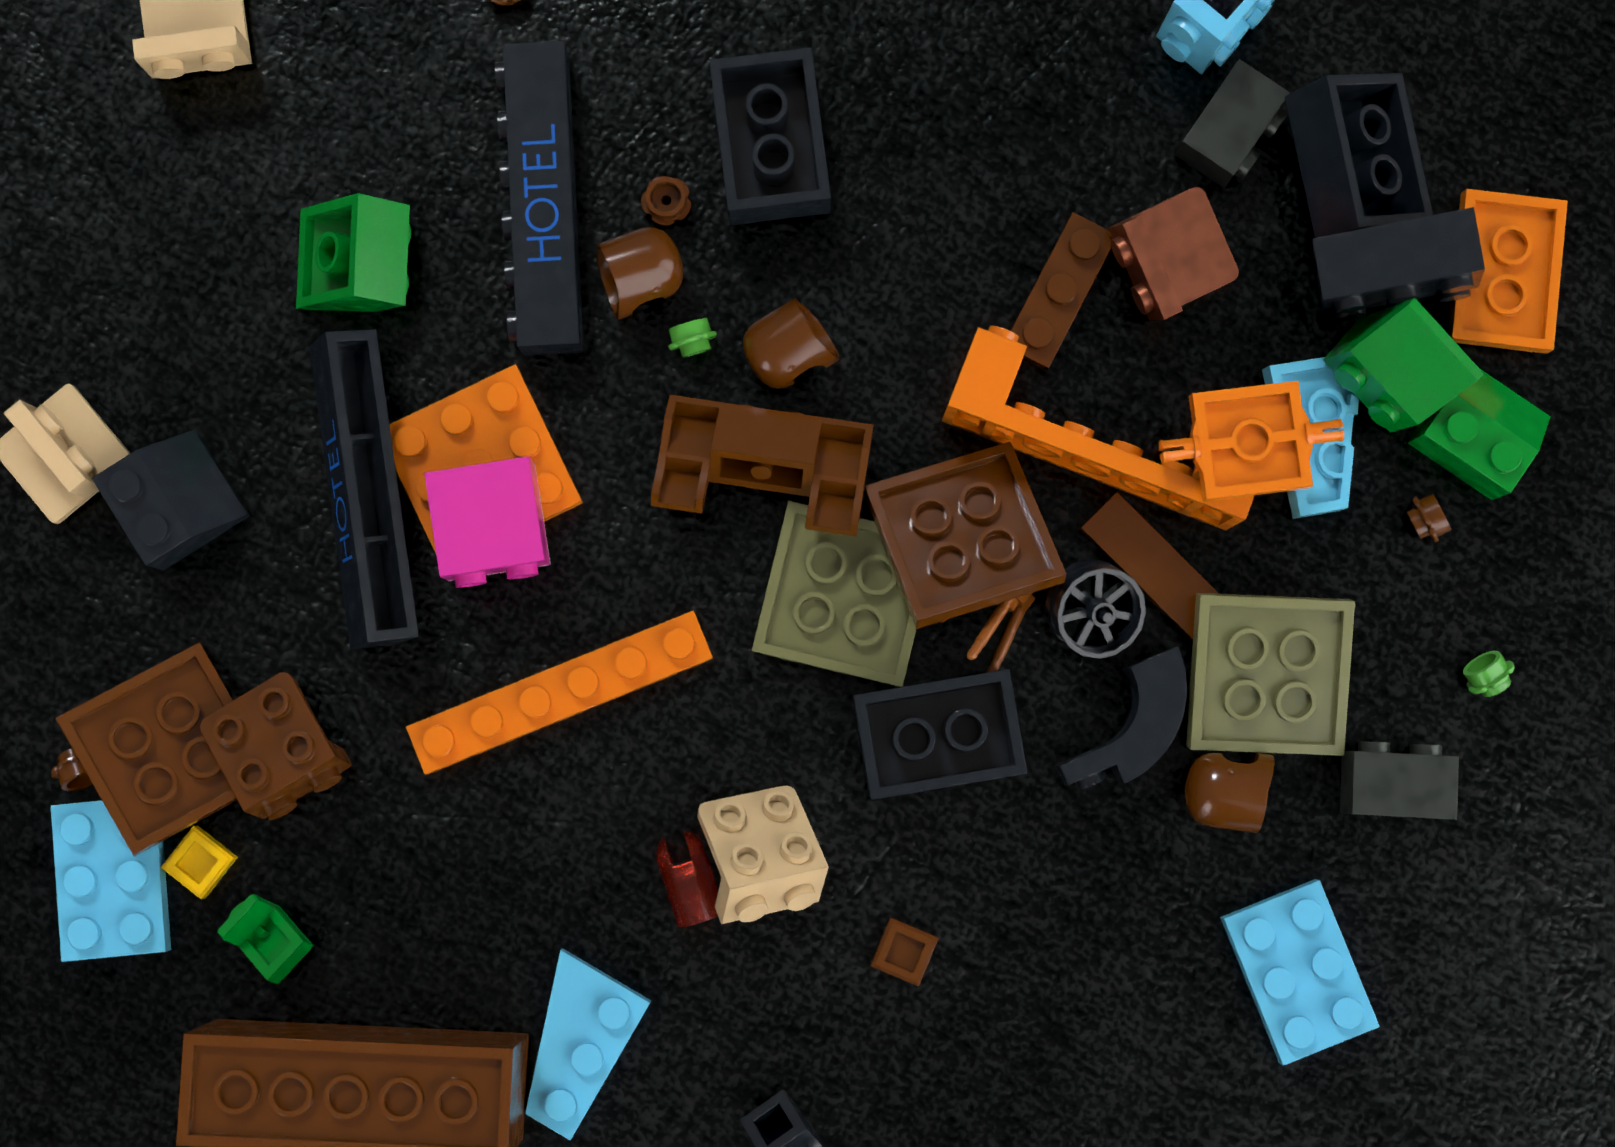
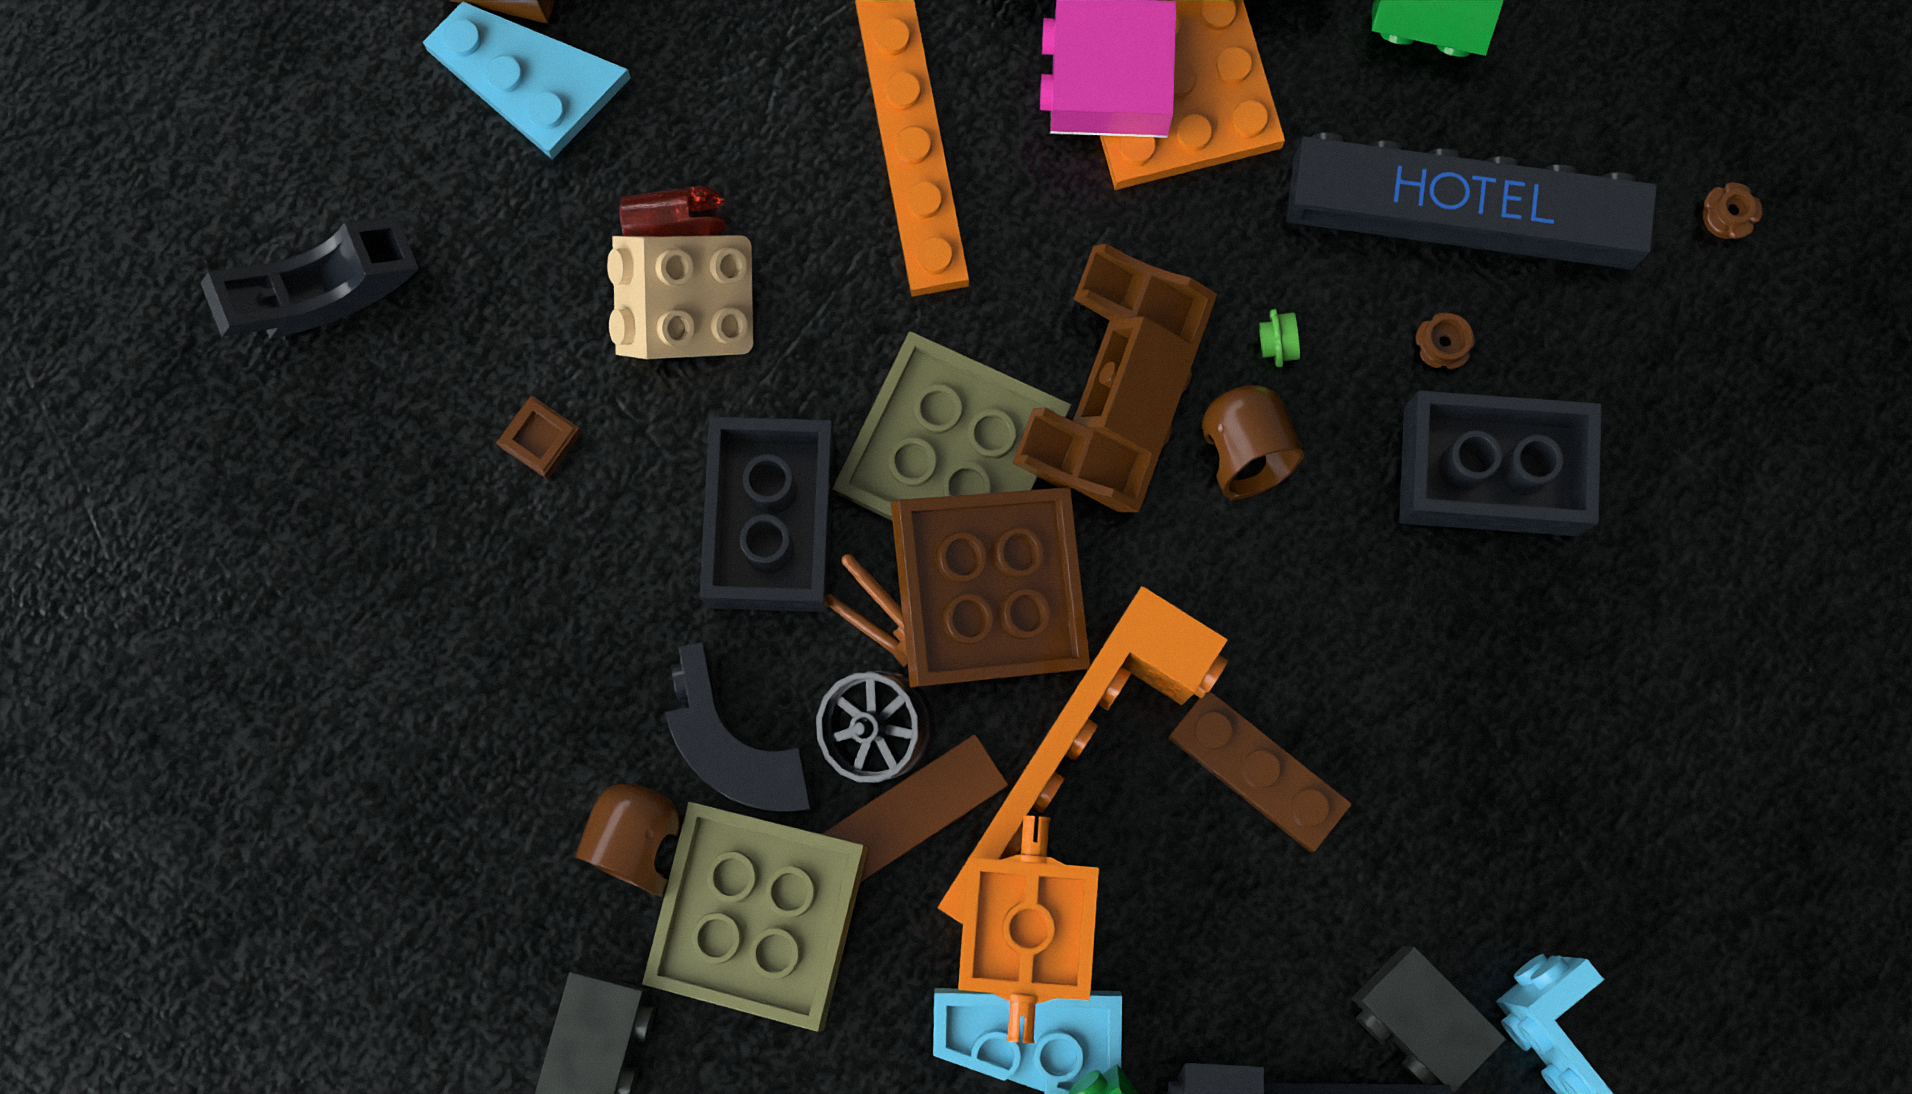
camera: 105 degrees right, 5 degrees down
(638, 269) = (1369, 290): reddish brown helmet -> none
(1173, 253) = (1279, 911): copper bracket -> none
(1299, 972) = (408, 879): medium azure plate -> none

